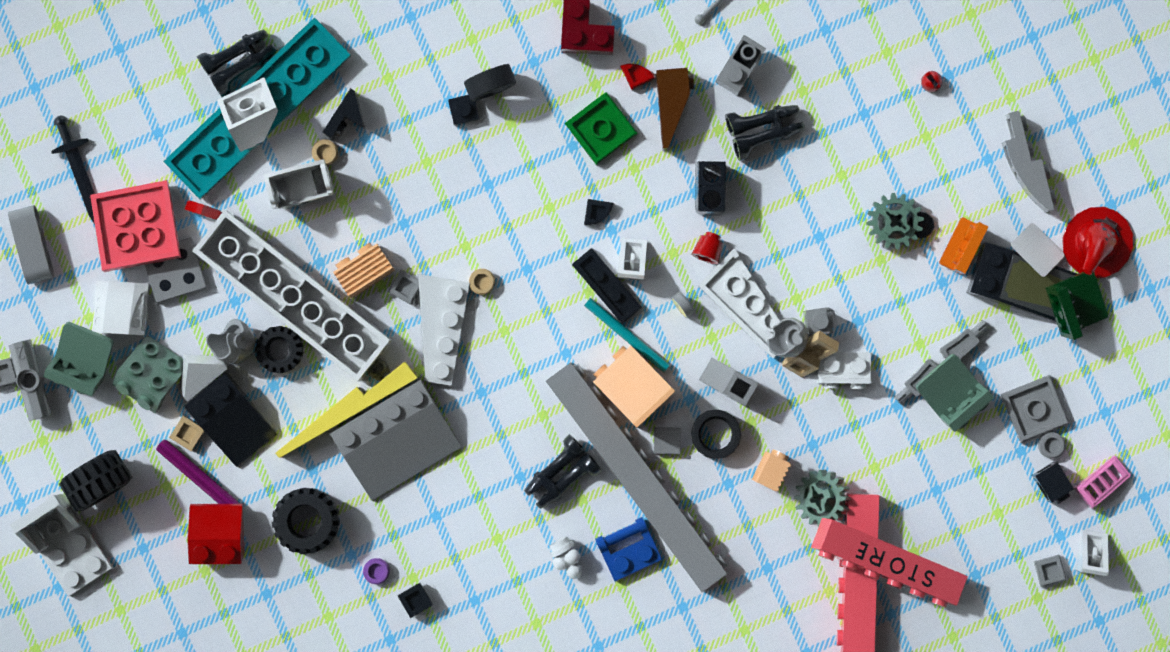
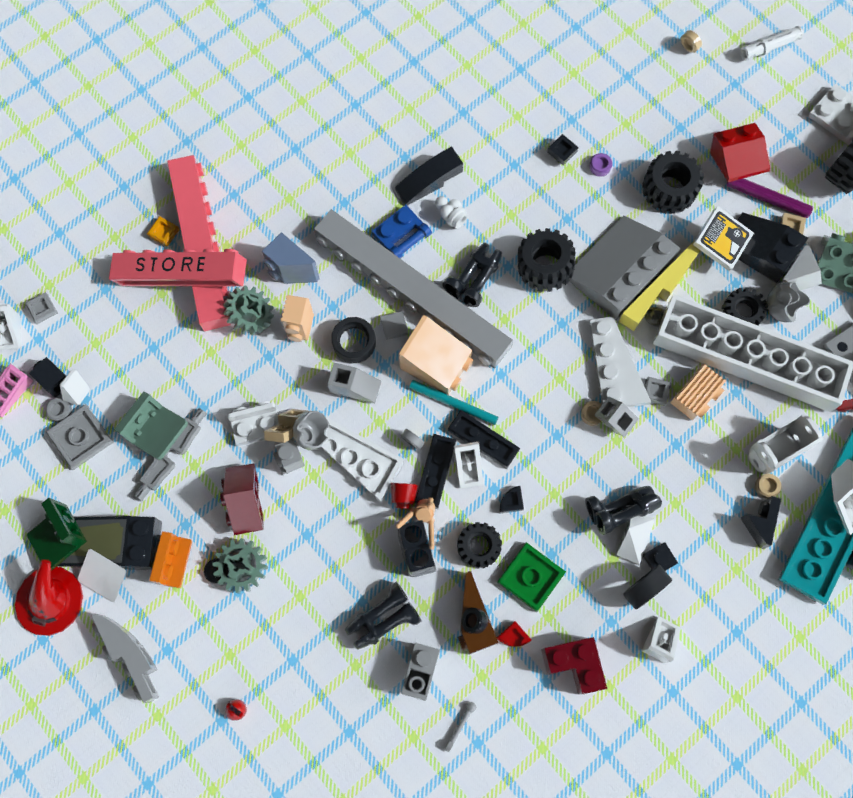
camera: 160 degrees right, 15 degrees down
(277, 433) = (723, 238): none -> tile
(461, 267) = (617, 416): none -> light grey brick
(463, 172) = (610, 515): none -> black piece
(479, 487) = (542, 244): none -> black tyre
(481, 139) = (635, 539): none -> white slope
(490, 29) = (662, 640): none -> white slope
(579, 607) = (429, 176): none -> black slope
(649, 158) = (479, 530): none -> black tyre
(666, 97) = (482, 620): none -> black piece
(667, 265) = (436, 469): none -> black tile
(692, 221) = (424, 511): none -> light nougat plant
(765, 540) = (289, 262): none -> sand blue slope
(876, 288) = (242, 499): none -> brick
(896, 626) = (163, 231): none -> light orange tile
(1029, 461) = (74, 388): none -> white slope

